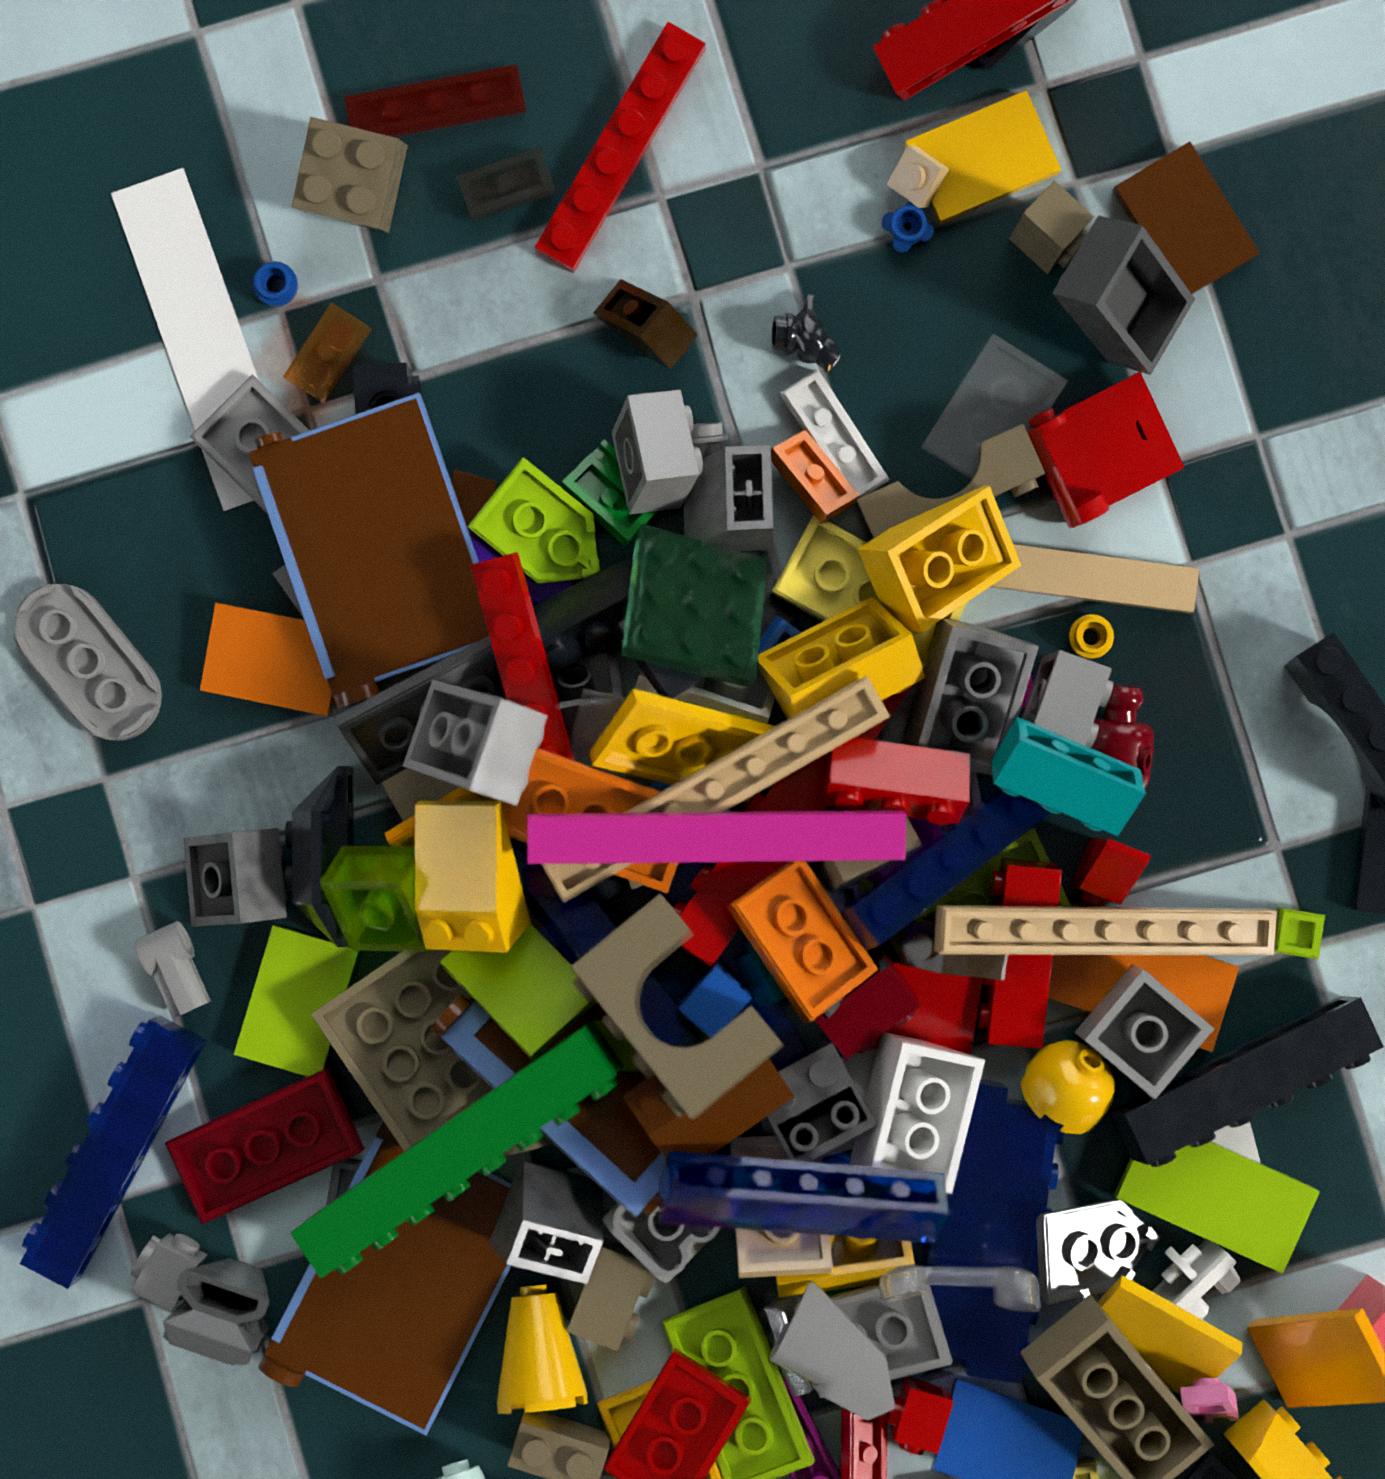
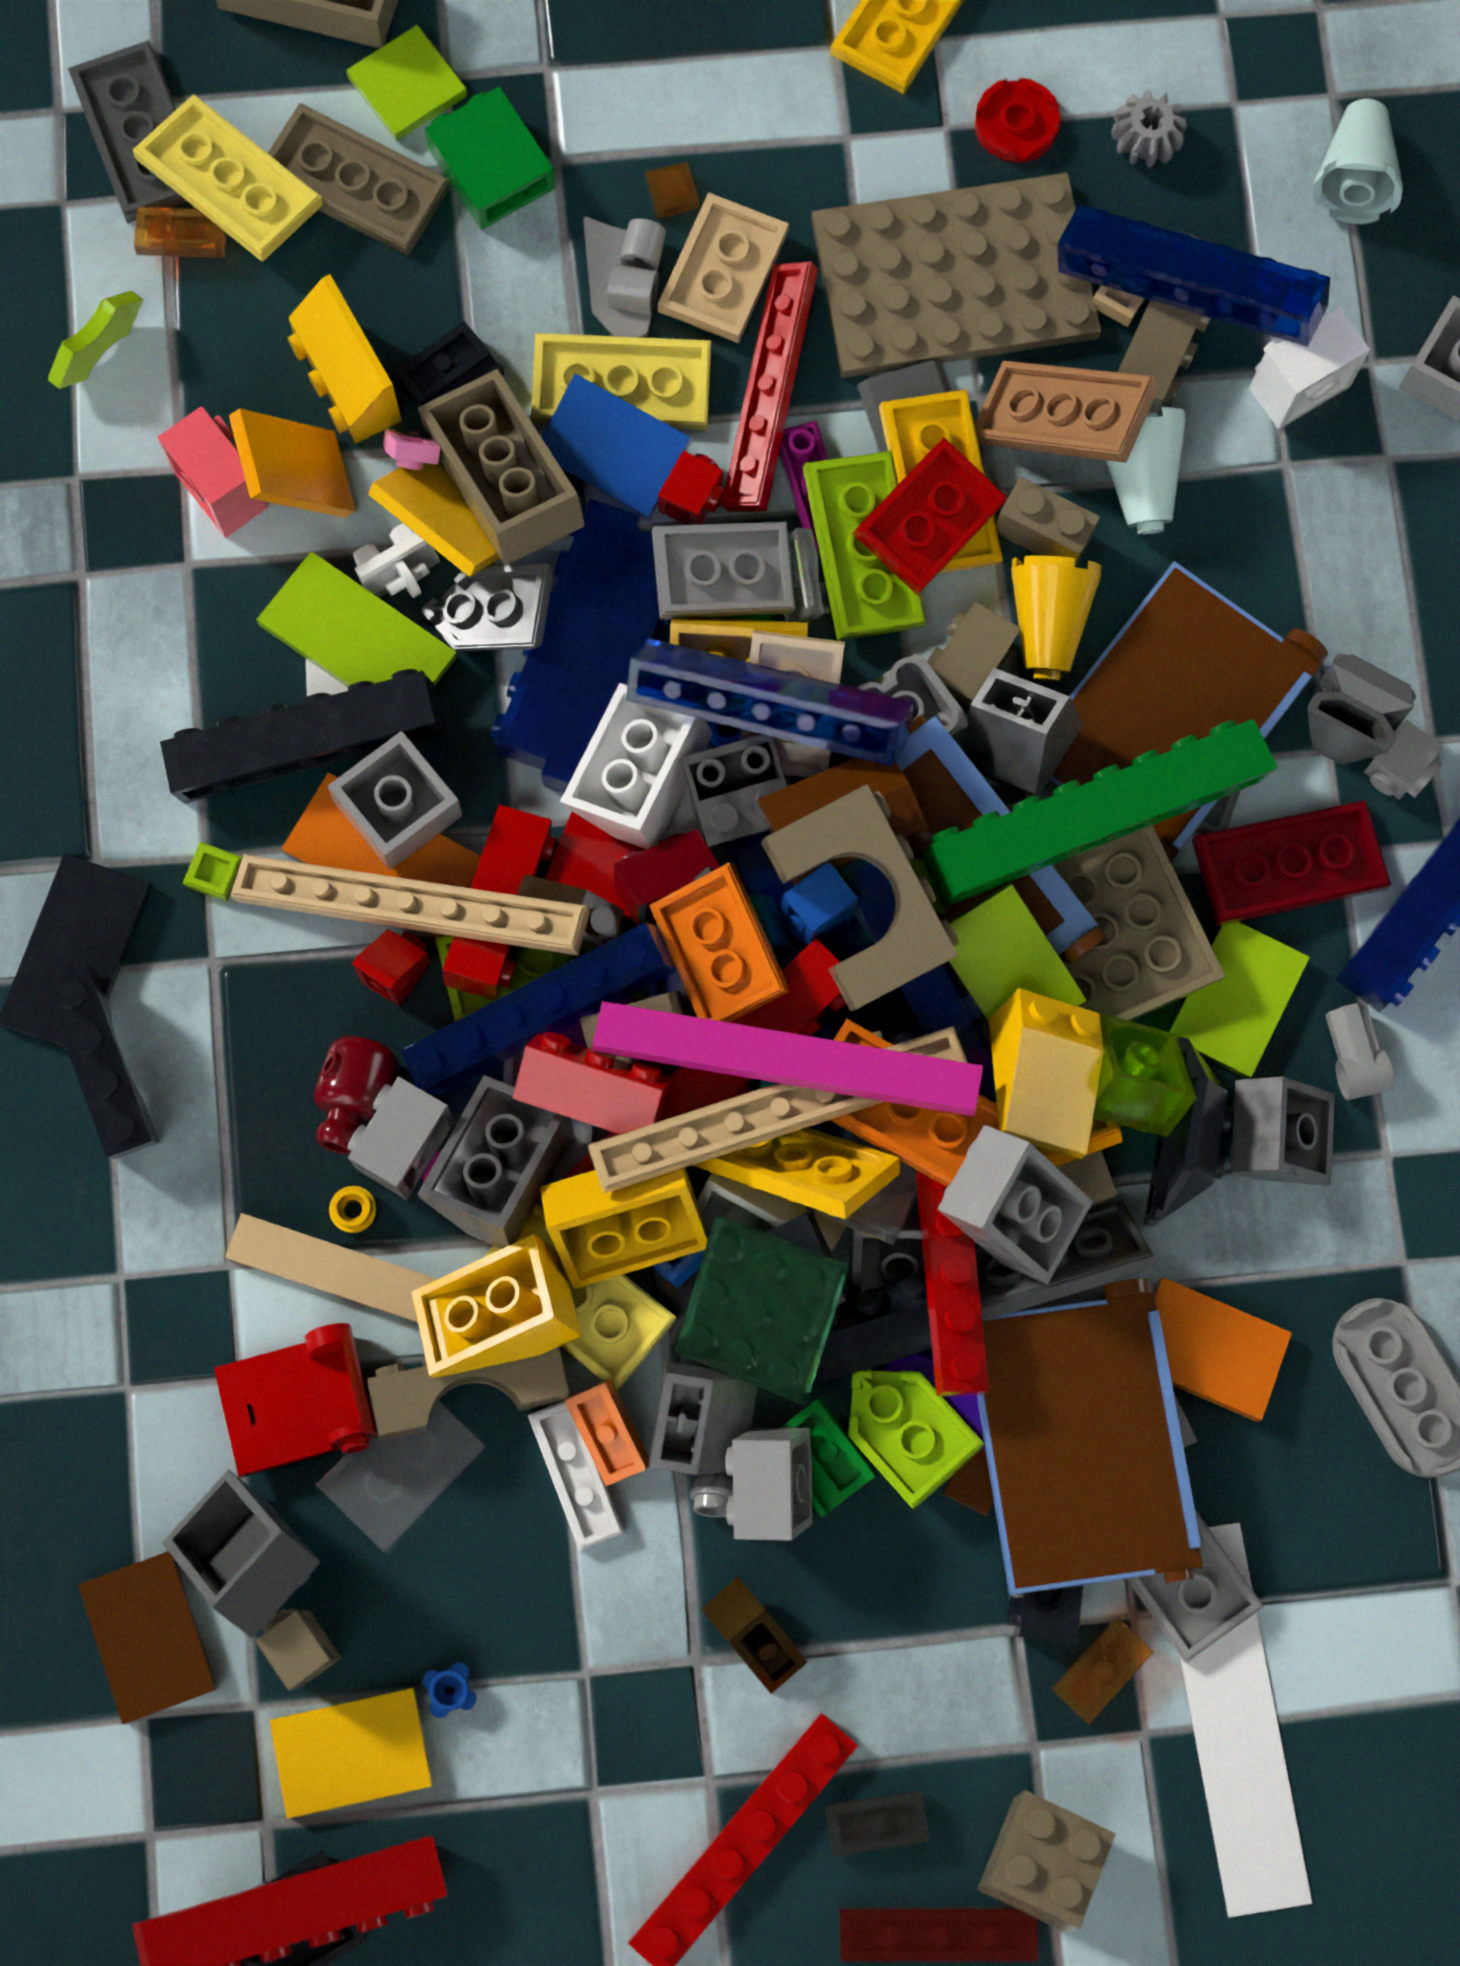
camera: 165 degrees left, 10 degrees down
(266, 275) = (1161, 1764): blue plate -> none
(804, 337) = (586, 1586): black animal -> none
(834, 1356) = (766, 553): light grey panel -> none
(917, 176) = (427, 1740): tan plate -> none
(1012, 1286) = (581, 587): clear piece -> none
(1067, 777) = (419, 1055): teal brick -> none
(1069, 1085) = (481, 763): yellow cylinder -> none

